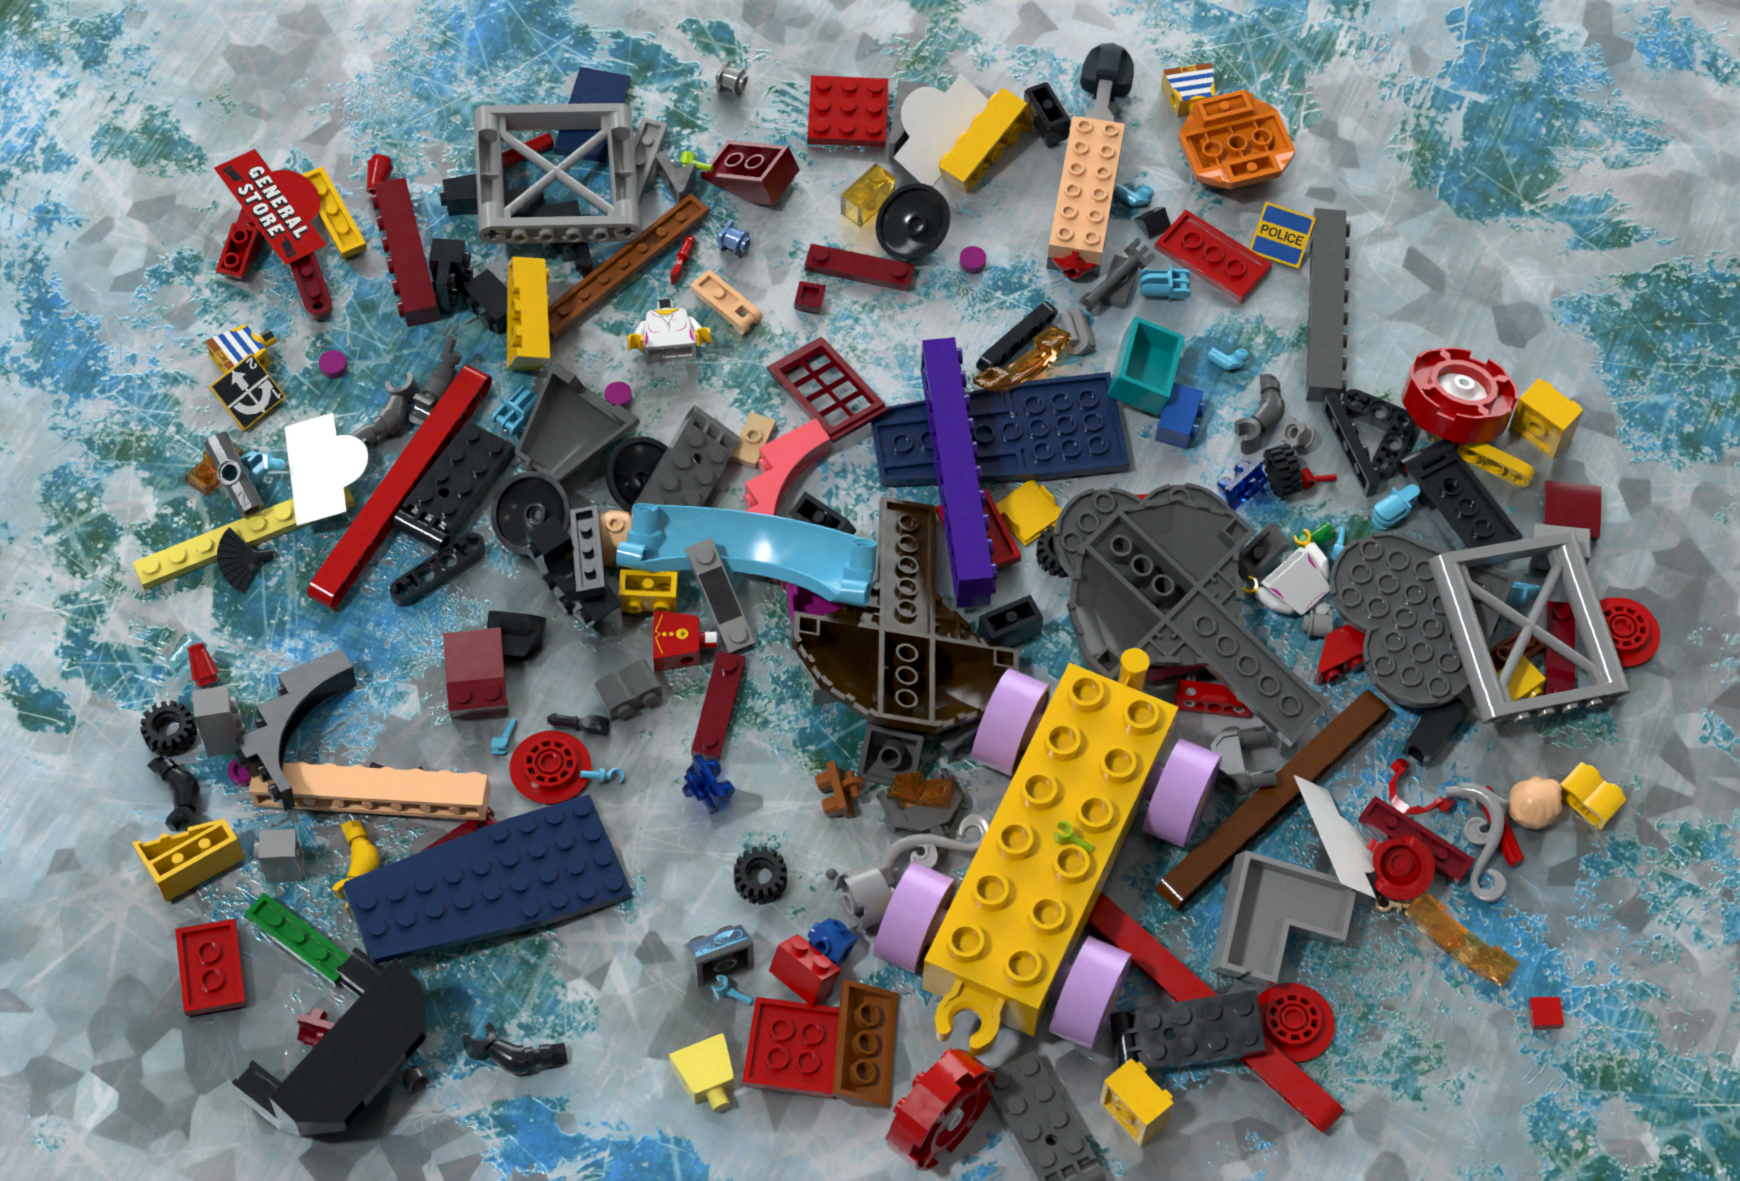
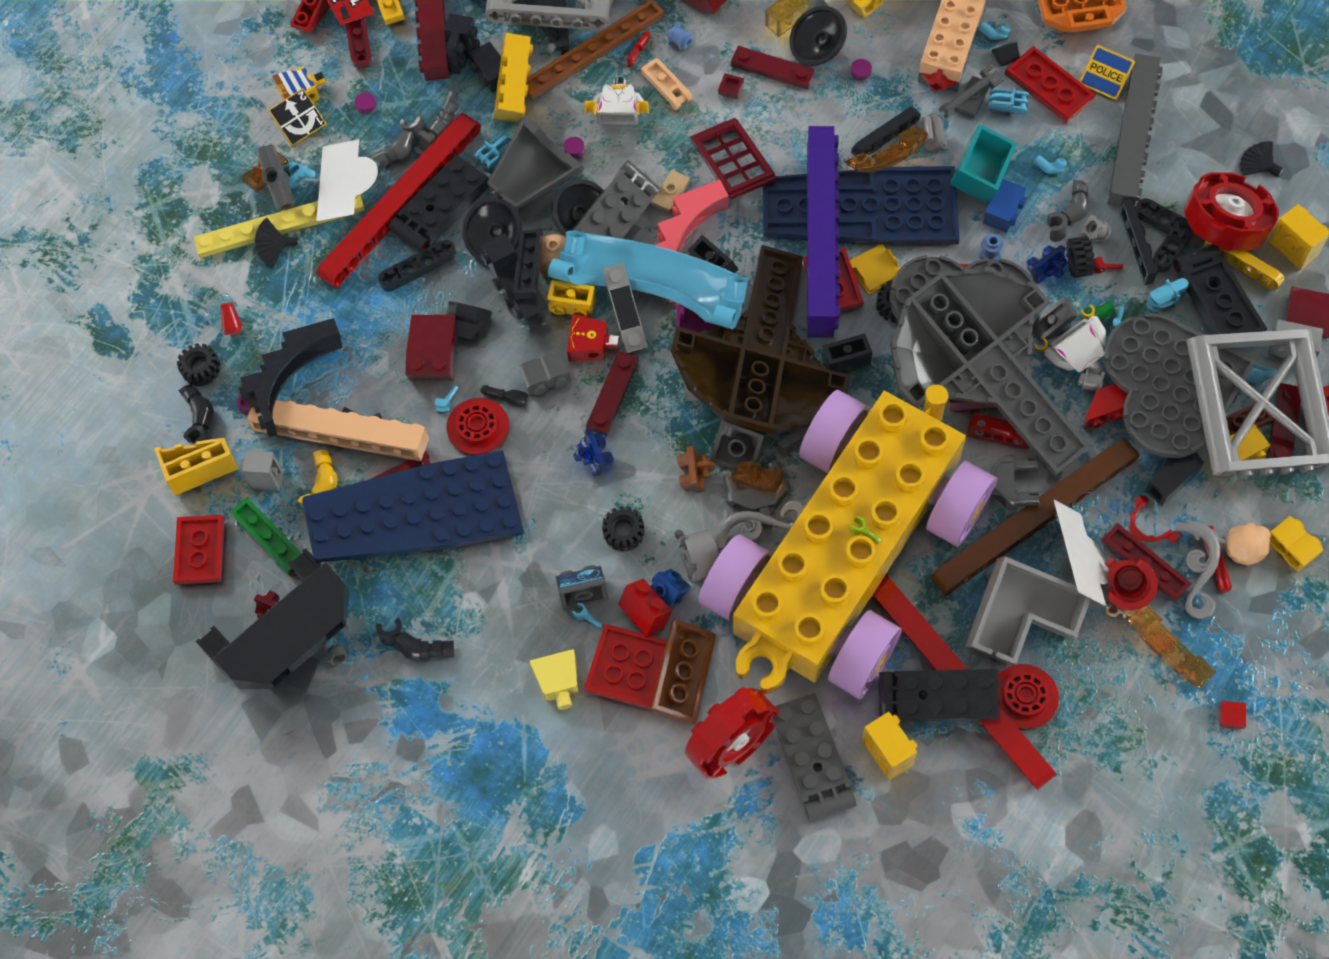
camera: 15 degrees right, 5 degrees up
(218, 719) = (231, 360): light grey wedge -> none
(601, 775) = (515, 436): medium azure hand -> none
(1170, 469) = (991, 247): none -> medium blue brick
(1484, 325) = (1259, 158): none -> black hand

